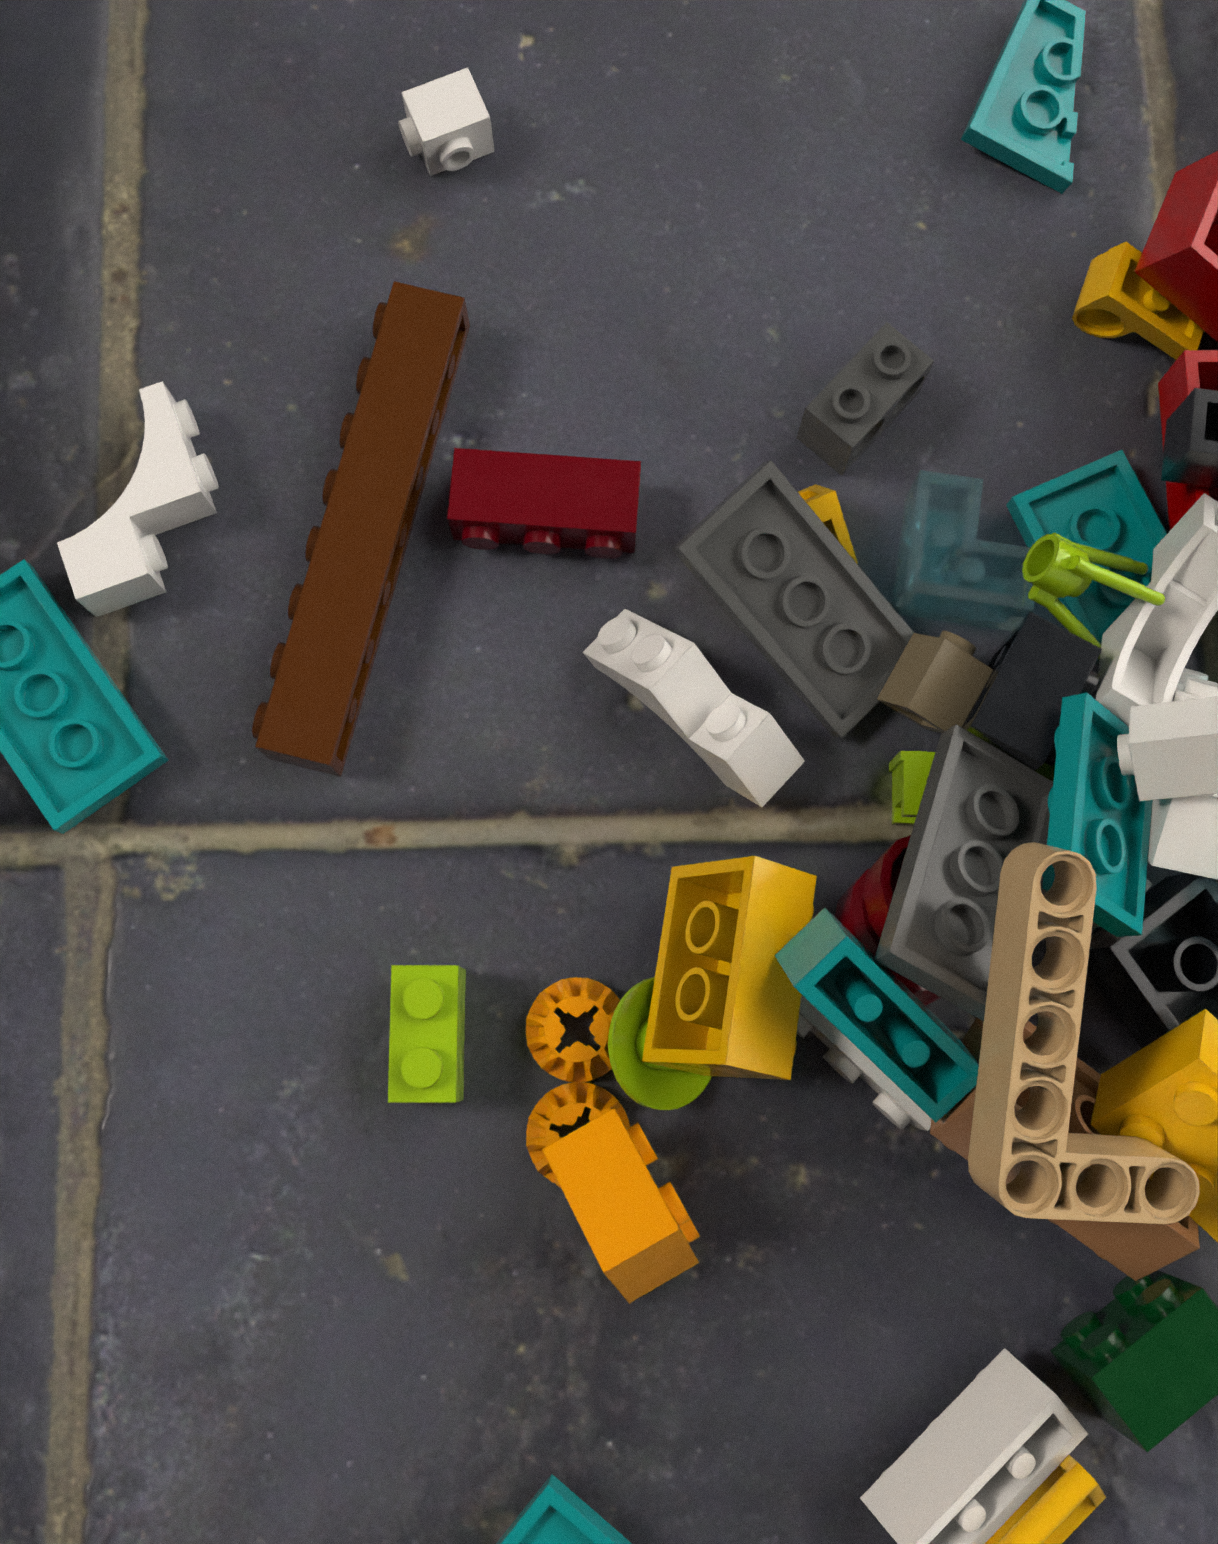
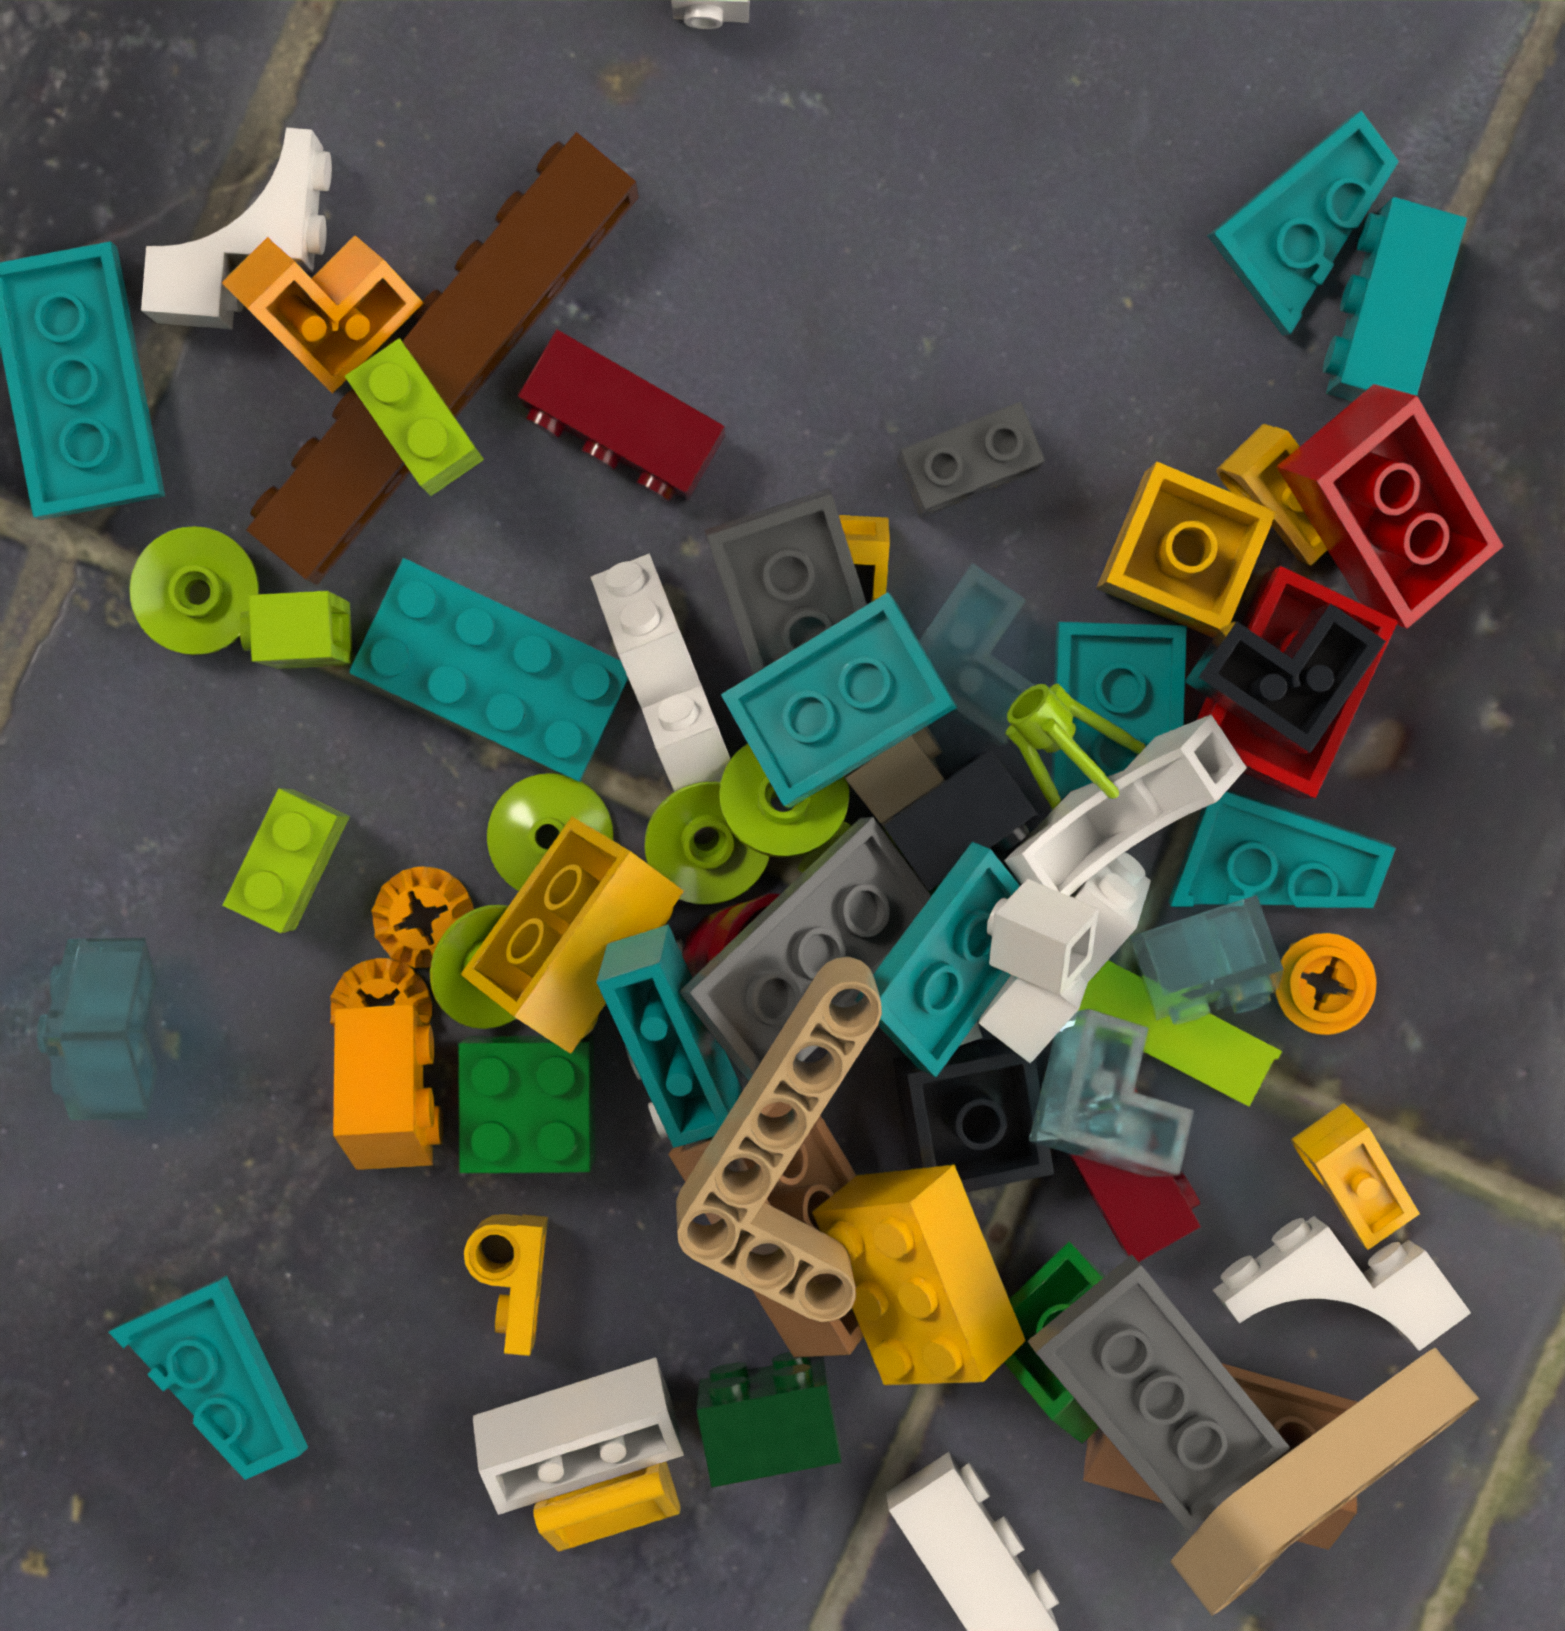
camera: 30 degrees right, 10 degrees up
(201, 823) = (163, 585): none -> lime dish
(240, 533) = (326, 319): none -> light orange brick
(322, 1285) = (99, 1029): none -> clear light blue brick
(342, 813) = (297, 630): none -> lime brick
(365, 569) = (414, 417): none -> lime brick
(533, 775) = (491, 670): none -> teal plate
(621, 891) = (529, 806): none -> lime dish
(763, 1159) = (525, 1105): none -> green brick
(831, 821) = (704, 871): none -> lime dish
(835, 1328) = (518, 1311): none -> yellow plate
(861, 728) = (748, 811): none -> lime dish
(868, 638) = (838, 700): none -> teal plate
(1089, 384) = (1186, 549): none -> yellow brick
(1142, 113) = (1394, 299): none -> teal brick

